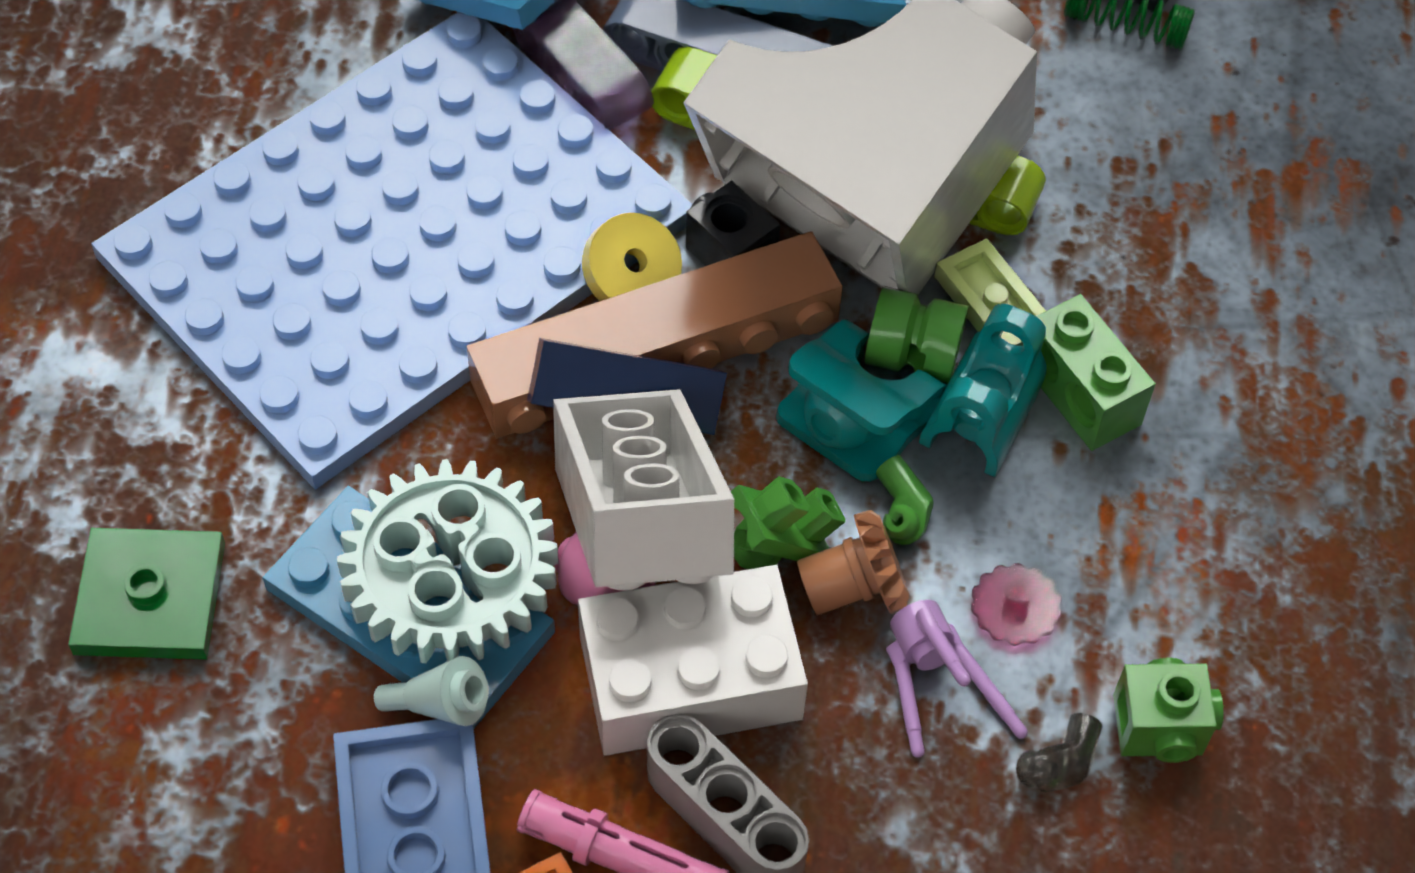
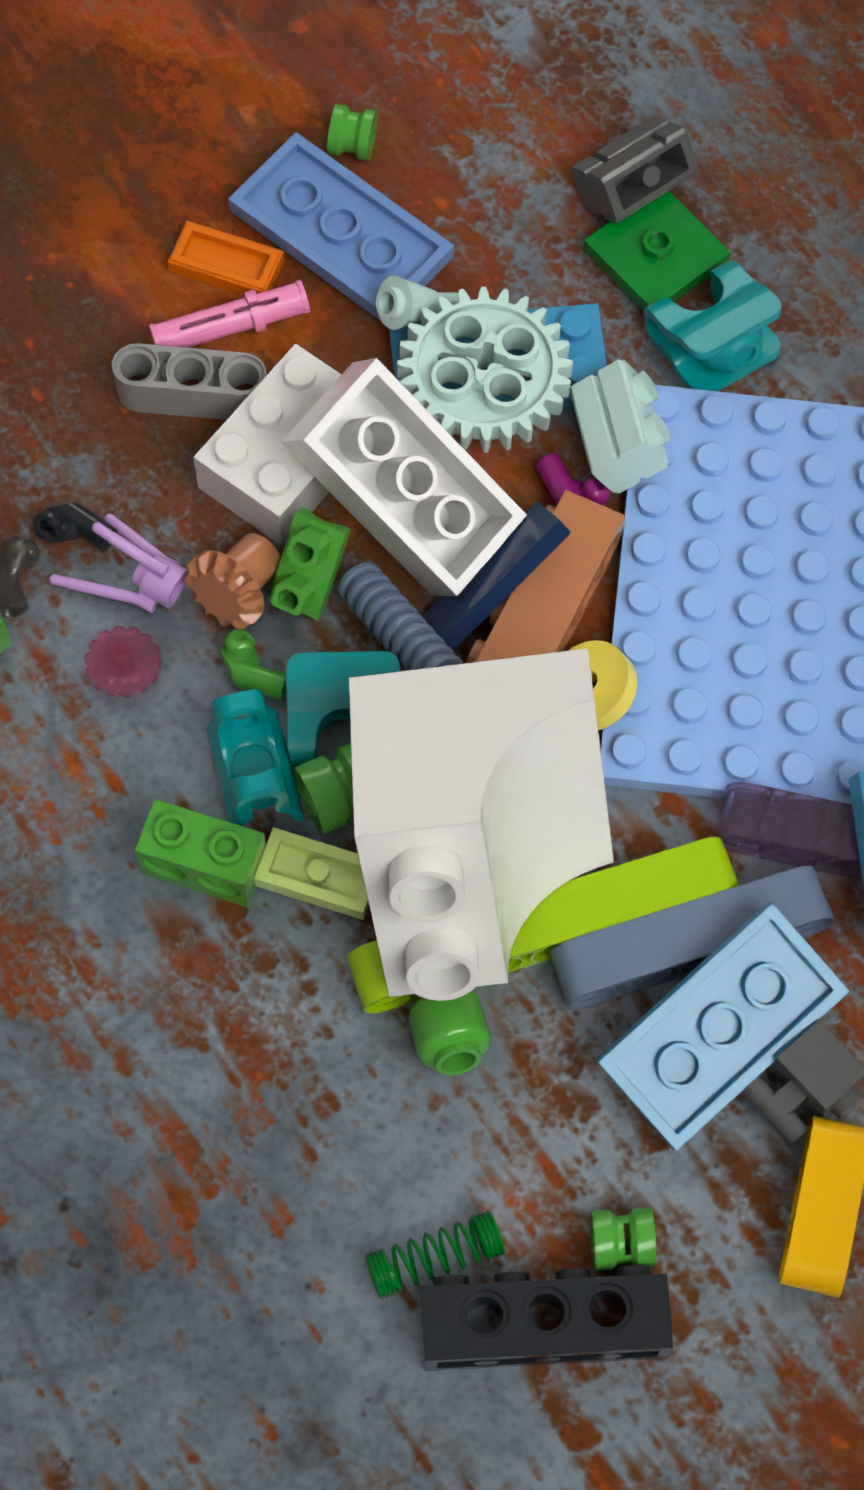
camera: 140 degrees right, 10 degrees up
(81, 665) = (635, 169): none -> dark grey brick
(188, 438) = (721, 342): none -> teal piece
(383, 423) = (620, 426): none -> light aqua brick
(470, 432) = (558, 479): none -> magenta arm
(759, 368) = (393, 619): none -> sand blue piece
(973, 773) = (70, 523): none -> black arm

